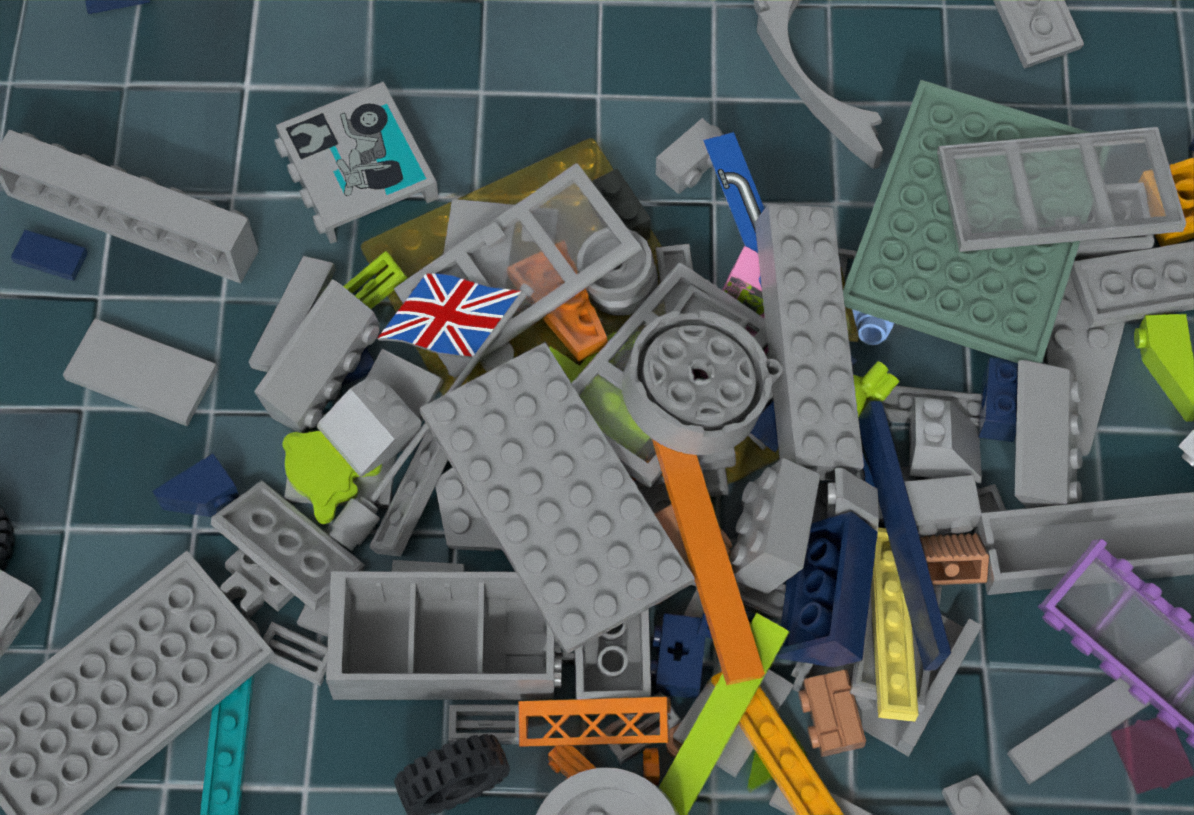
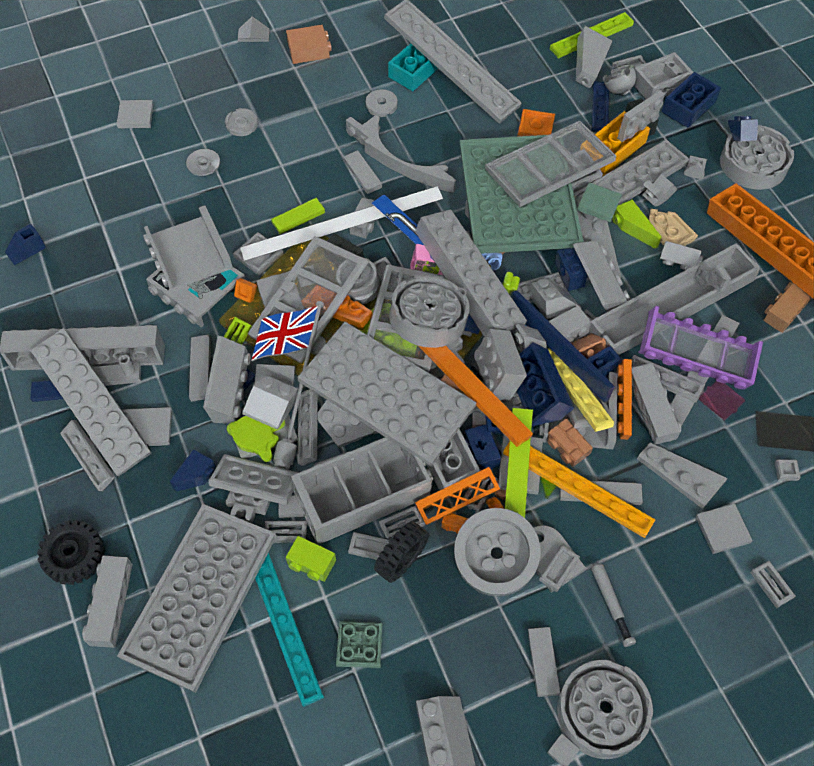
camera: 25 degrees left, 5 degrees down
(53, 390) = (87, 455): none -> light grey tile
(92, 305) = (91, 402): none -> light grey plate
(152, 268) = (121, 373): none -> light grey piece
(310, 718) = (310, 559): none -> lime brick
(362, 103) = (188, 251): none -> light grey panel
(410, 734) = (366, 545): none -> light grey tile
(426, 209) = (245, 290): none -> orange tile
(483, 150) = (259, 263): none -> light grey tile
(582, 107) = (298, 216): none -> lime tile
(639, 152) = (336, 224): none -> white sticker
(732, 68) = (362, 172): none -> light grey tile
(965, 597) = (605, 360): none -> dark blue slope
(975, 664) = (624, 393): none -> orange wing
(1017, 710) = (654, 404): none -> light grey brick
(1068, 672) = (674, 381): none -> light grey tile
(1090, 96) = (535, 123): none -> orange tile
(1116, 297) = (599, 202): none -> sand green tile

